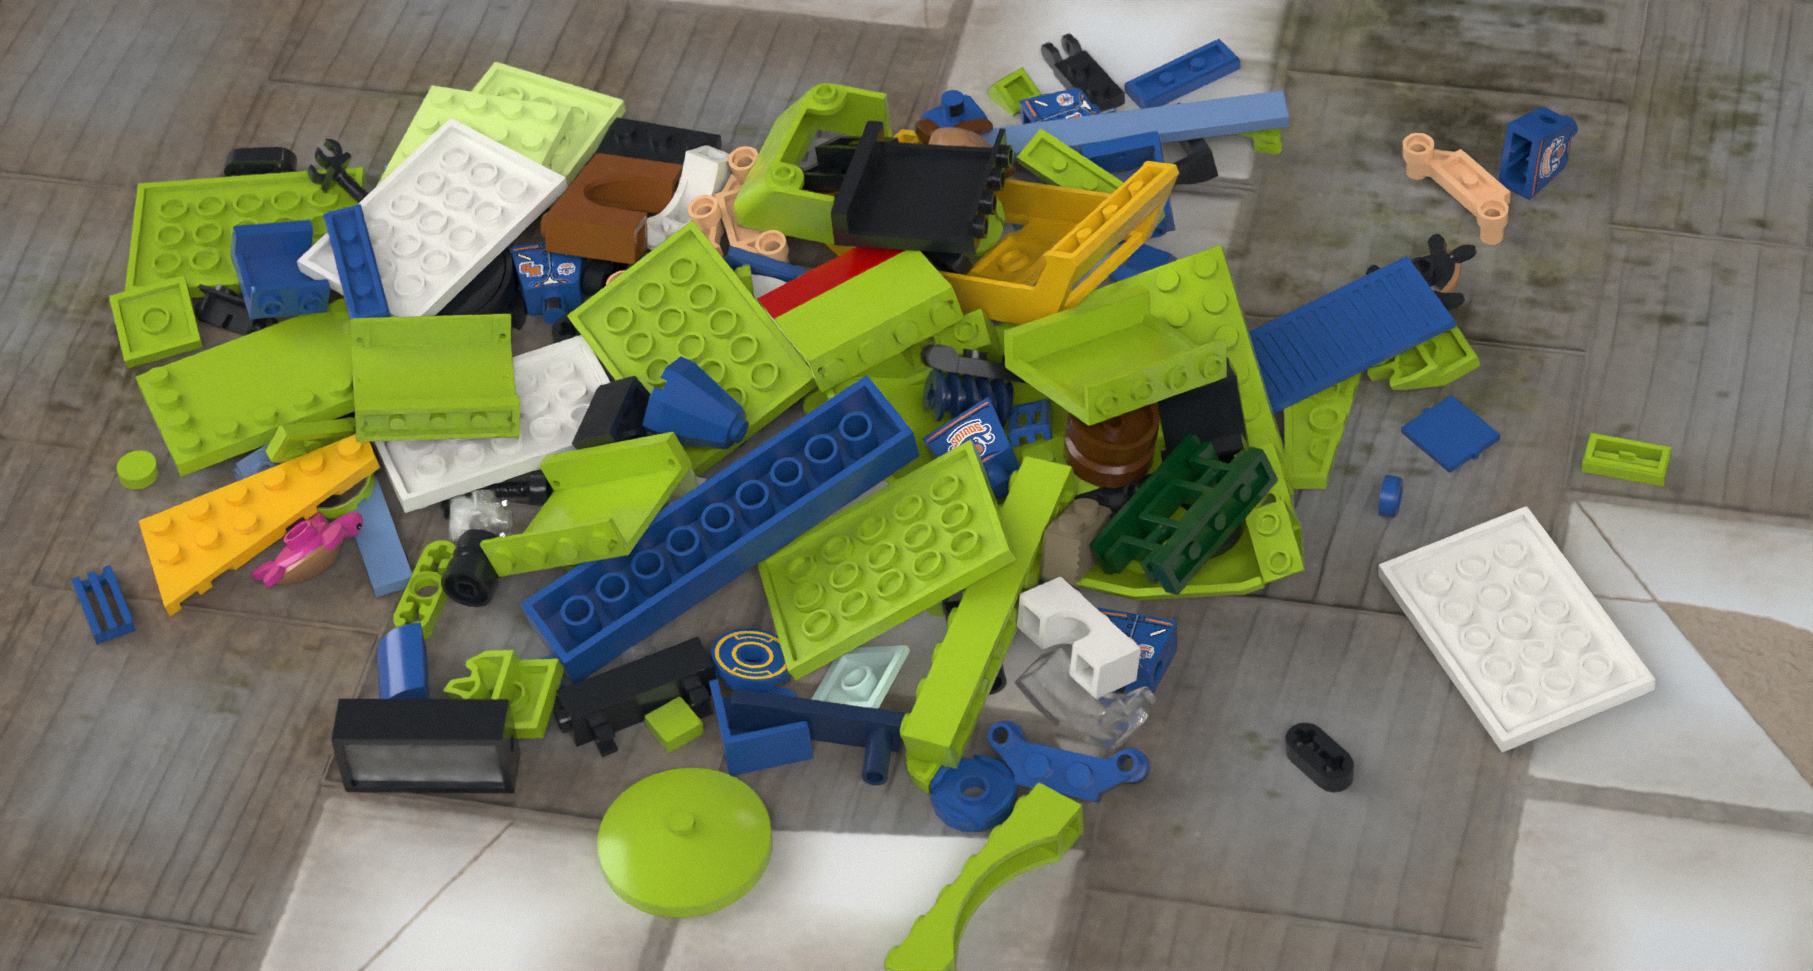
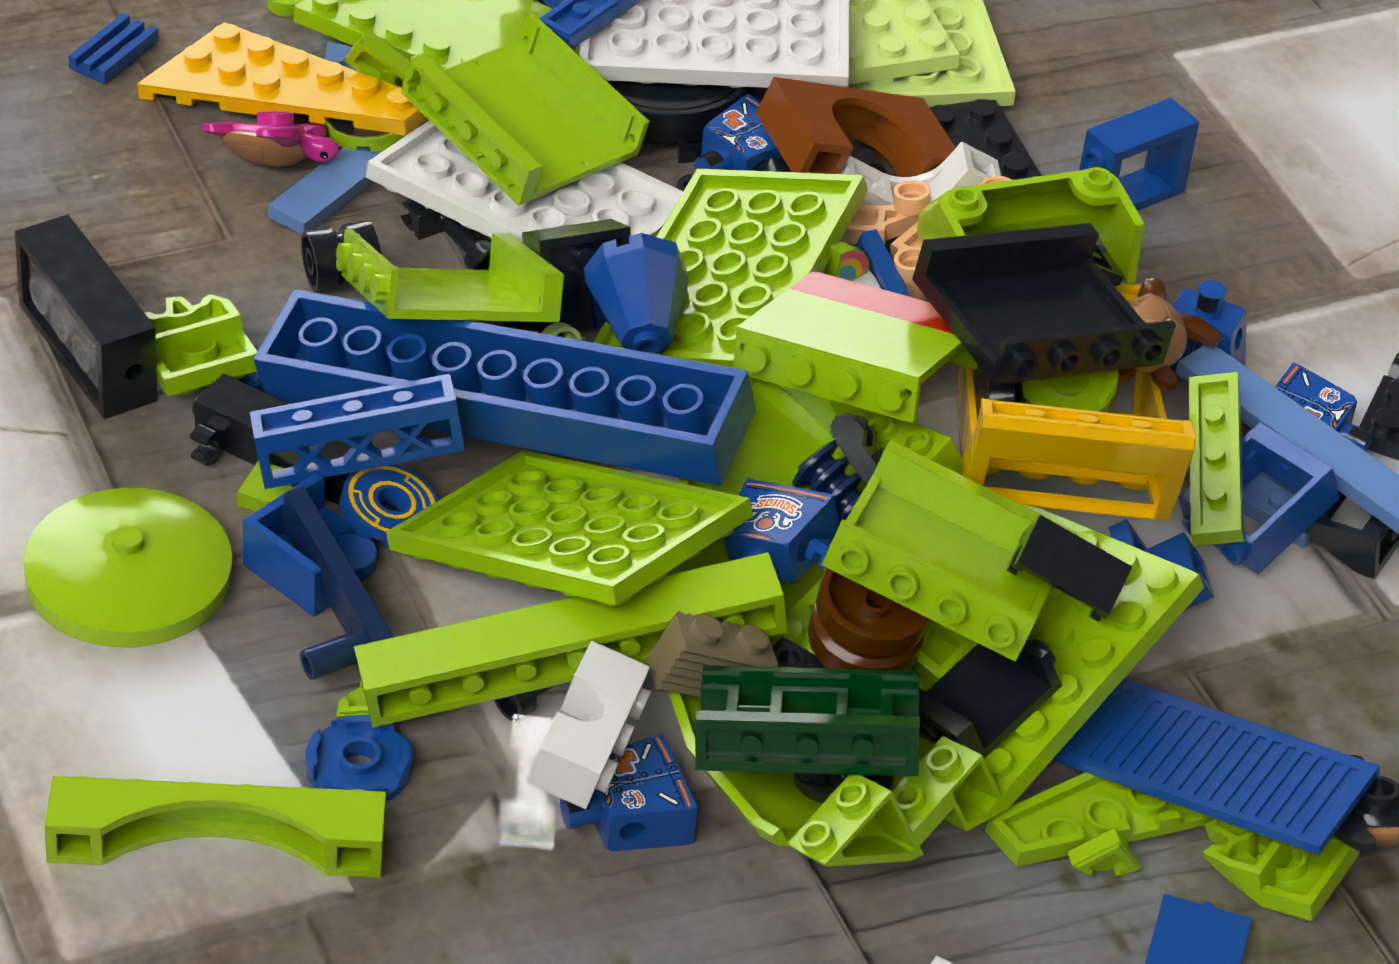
camera: 45 degrees right, 5 degrees down
(403, 664) = (183, 272): blue brick -> none
(423, 576) = (253, 248): lime beam -> none
(468, 510) = (403, 228): clear brick -> none
(699, 628) = (354, 415): none -> blue fence
(760, 72) = (1160, 129): none -> blue window
(862, 676) = (426, 598): light aqua slope -> none
(1013, 89) = (1324, 360): lime slope -> none
(1064, 770) = (435, 813): blue plate -> none
(1172, 303) = (1070, 565): none -> black hinge
(1357, 433) = (1105, 853): none -> lime tile
(1390, 496) = (1046, 923): blue tile -> none

